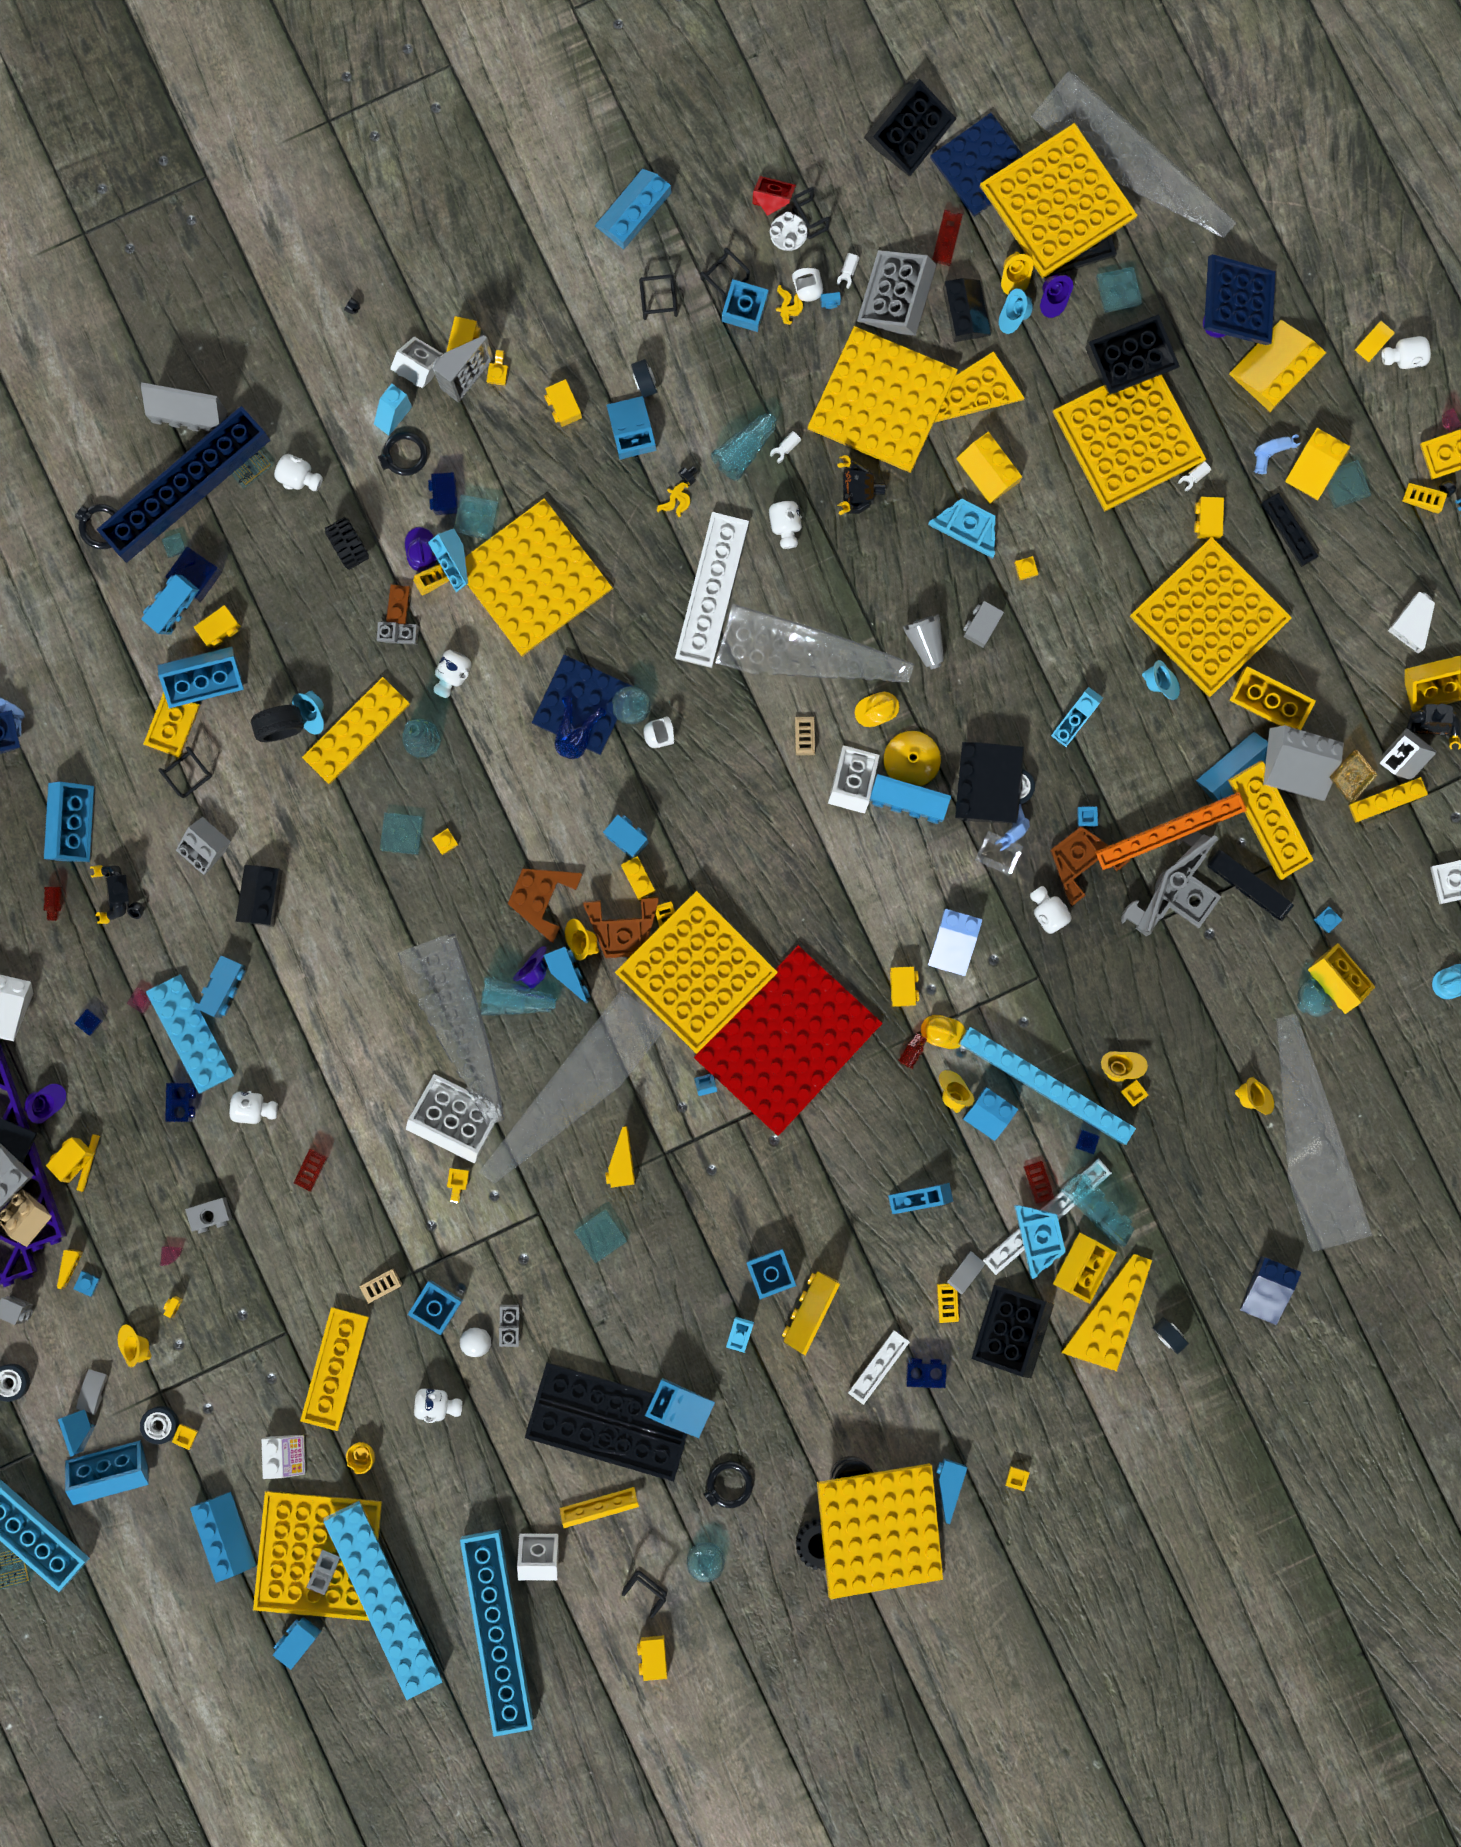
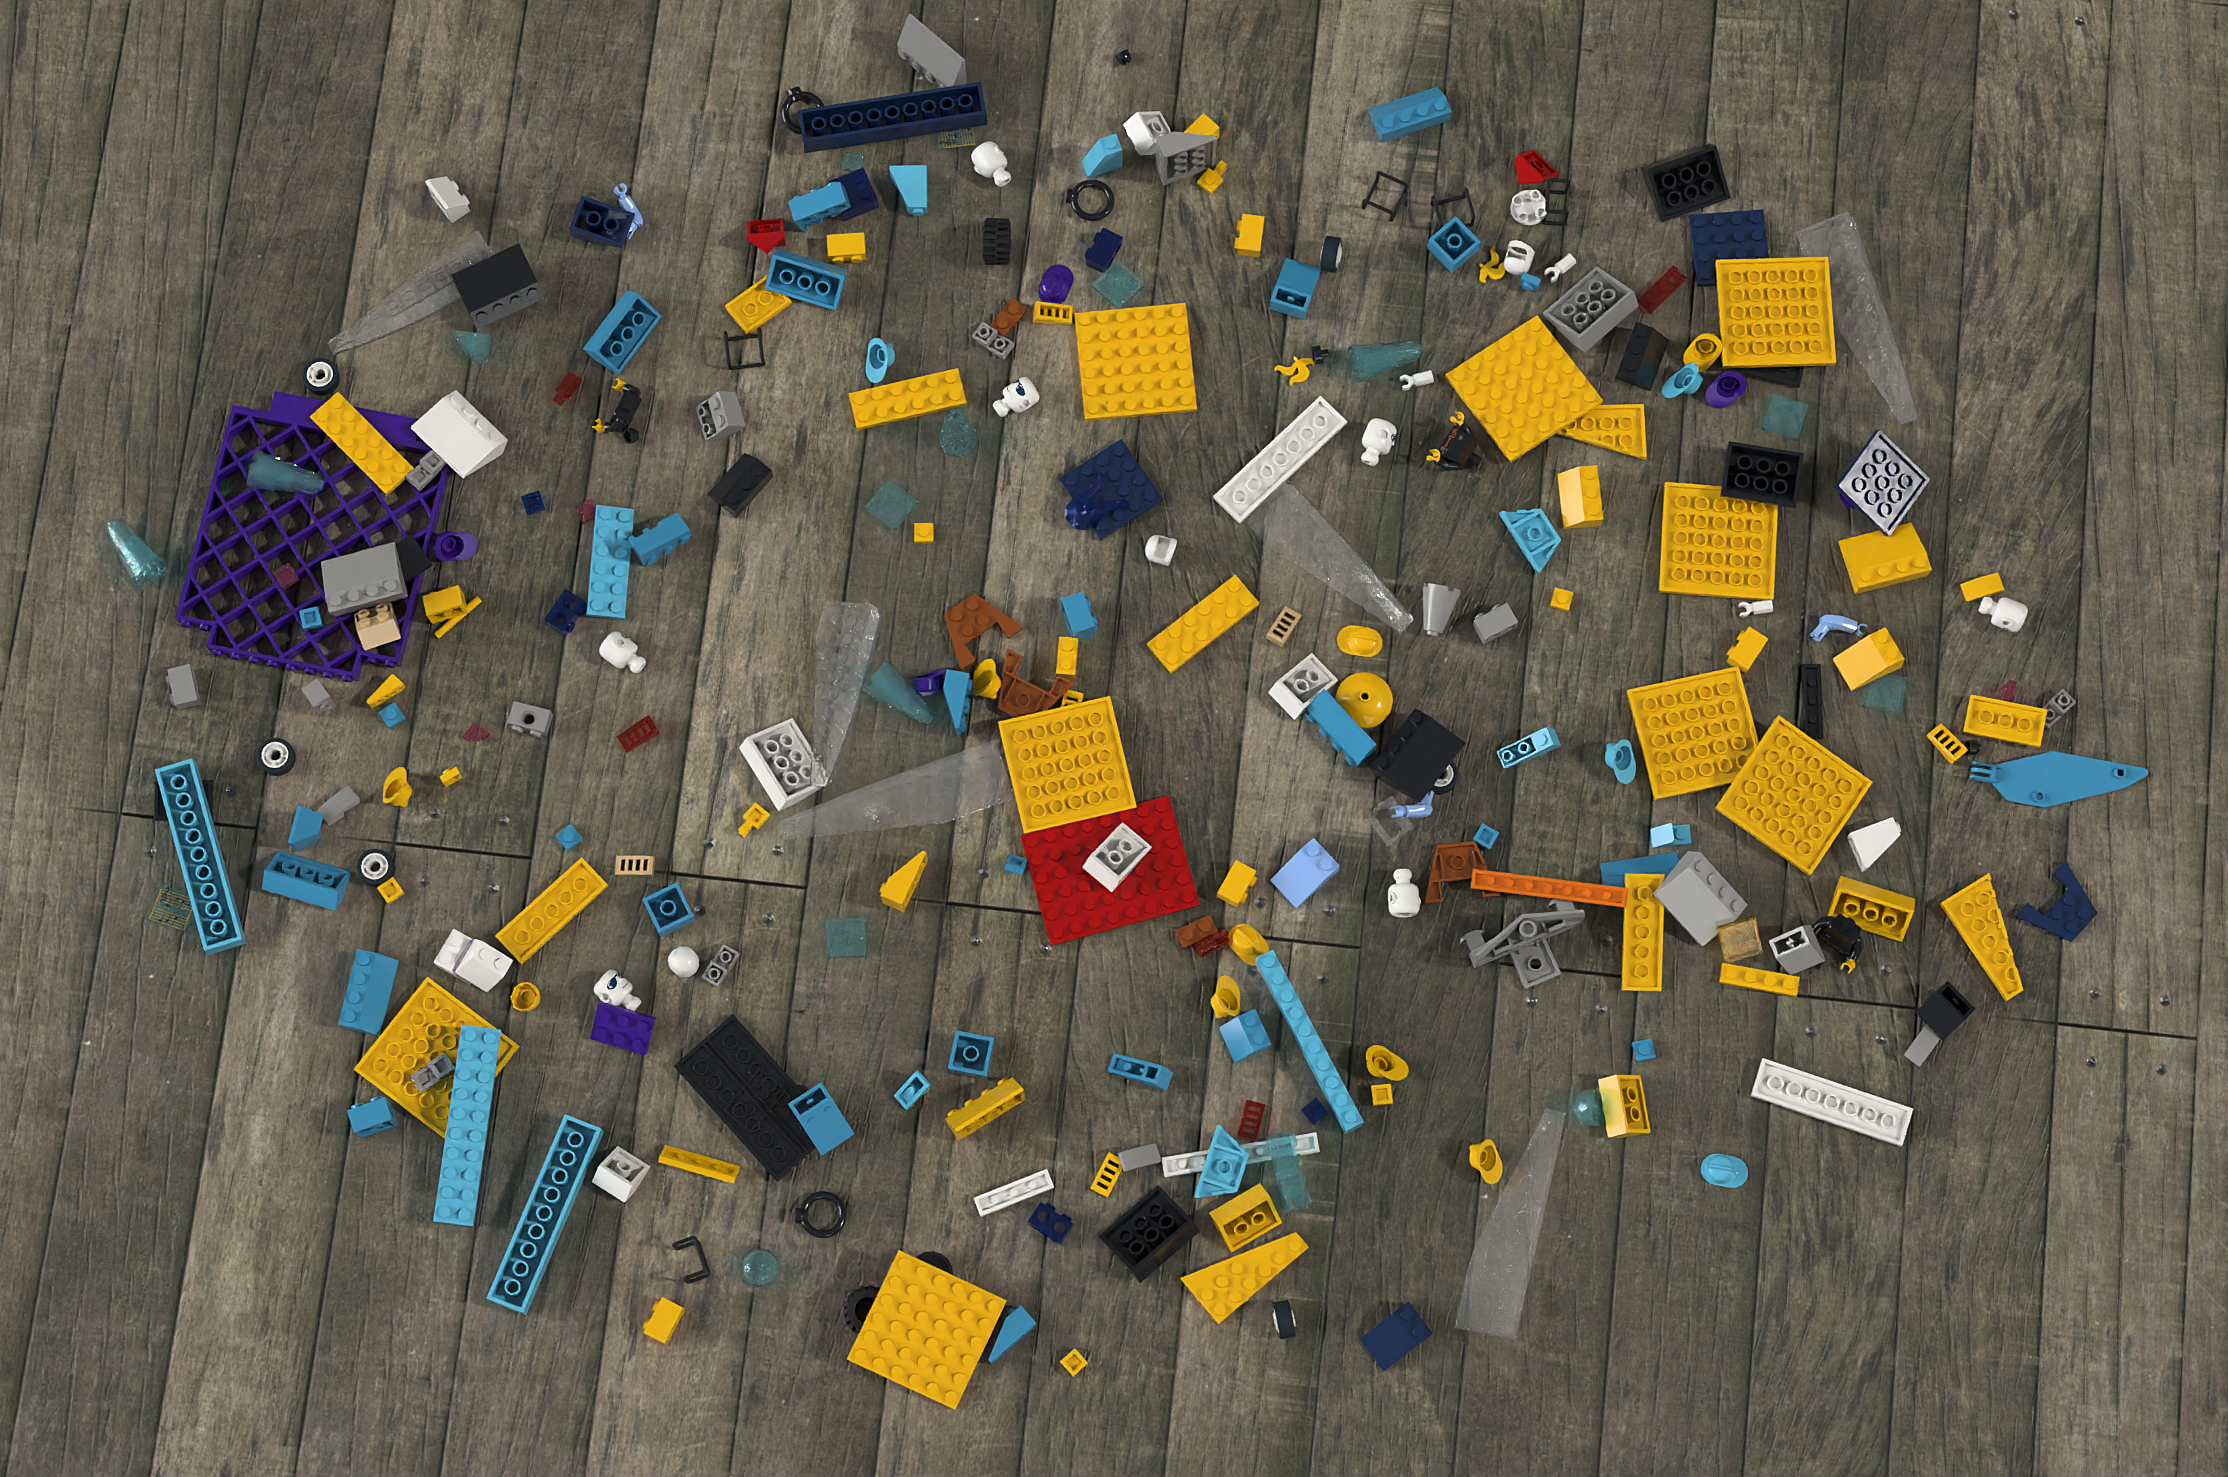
camera: 30 degrees right, 10 degrees down
(138, 656) = (766, 233): none -> red slope
(240, 536) = (911, 186): none -> medium azure slope
(277, 723) = (845, 352): black tyre -> none
(307, 1453) = (483, 965): none -> white slope
(308, 1295) = (569, 837): none -> dark azure plate
(450, 554) = (1077, 300): medium azure slope -> none
(460, 1432) = (622, 1028): none -> dark purple plate
(631, 705) = (1151, 513): clear light blue cylinder -> none
(734, 776) = (1203, 624): none -> yellow plate
(789, 1027) = (1116, 857): none -> white slope
(893, 1048) = (1195, 931): none -> dark orange plate
(1239, 722) = (1670, 836): none -> medium azure slope
(1250, 885) = (1592, 979): black beam -> none
(1271, 699) = (1706, 830): yellow slope -> none
(1324, 622) = (1793, 795): none -> yellow plate

